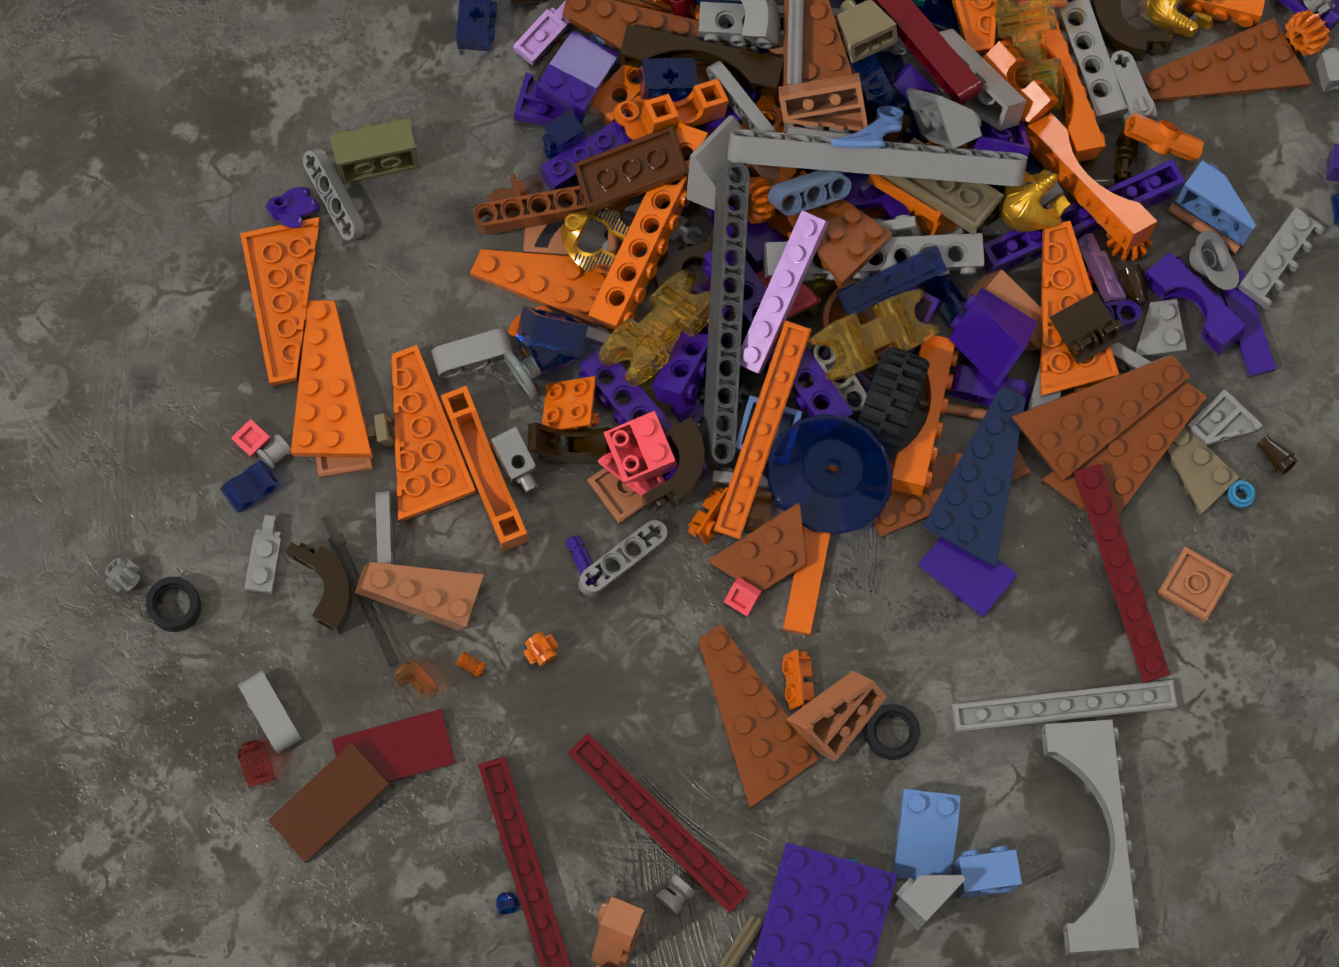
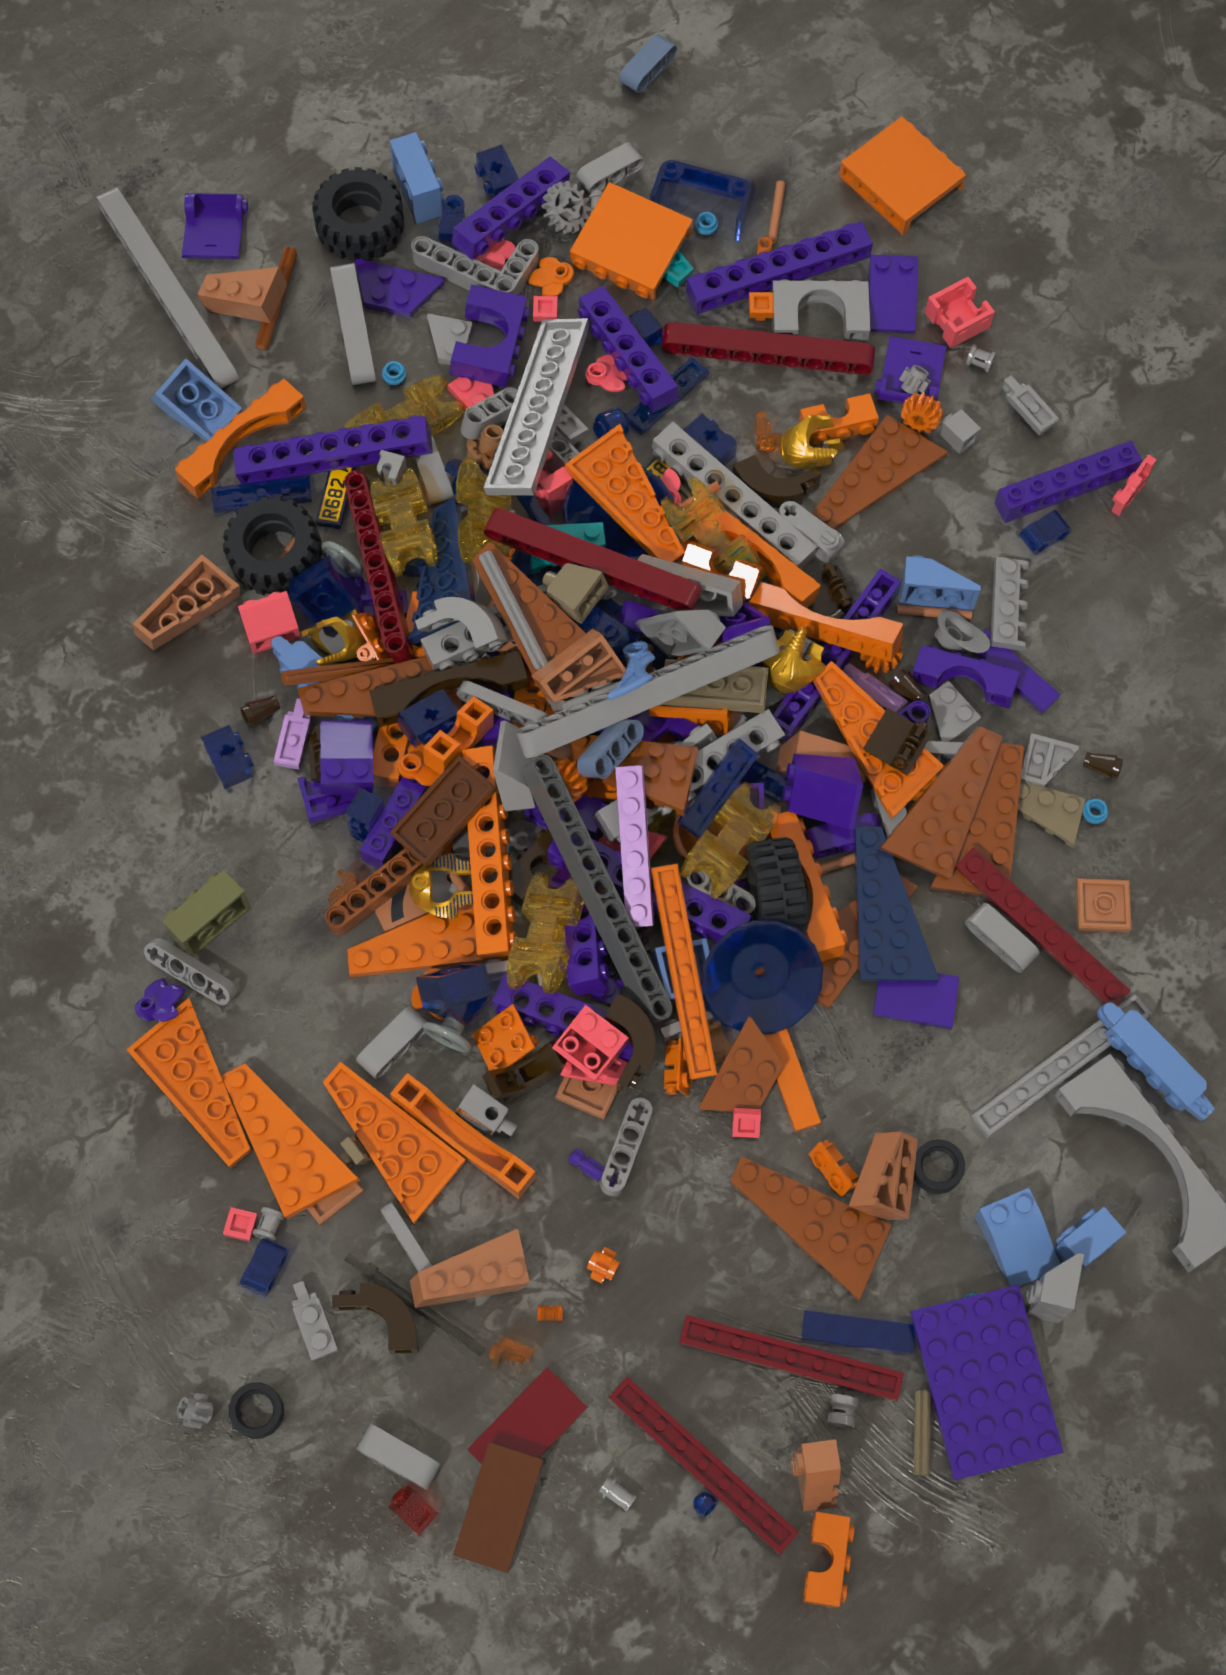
camera: 30 degrees left, 5 degrees down
(437, 850) = (617, 1493): none -> light grey pin
(731, 835) = (858, 1332): none -> clear blue tile
(1079, 561) = (1002, 937): none -> light grey beam
(1154, 750) = (1156, 1060): none -> medium blue hinge
(1163, 137) = (860, 555): orange piece -> none

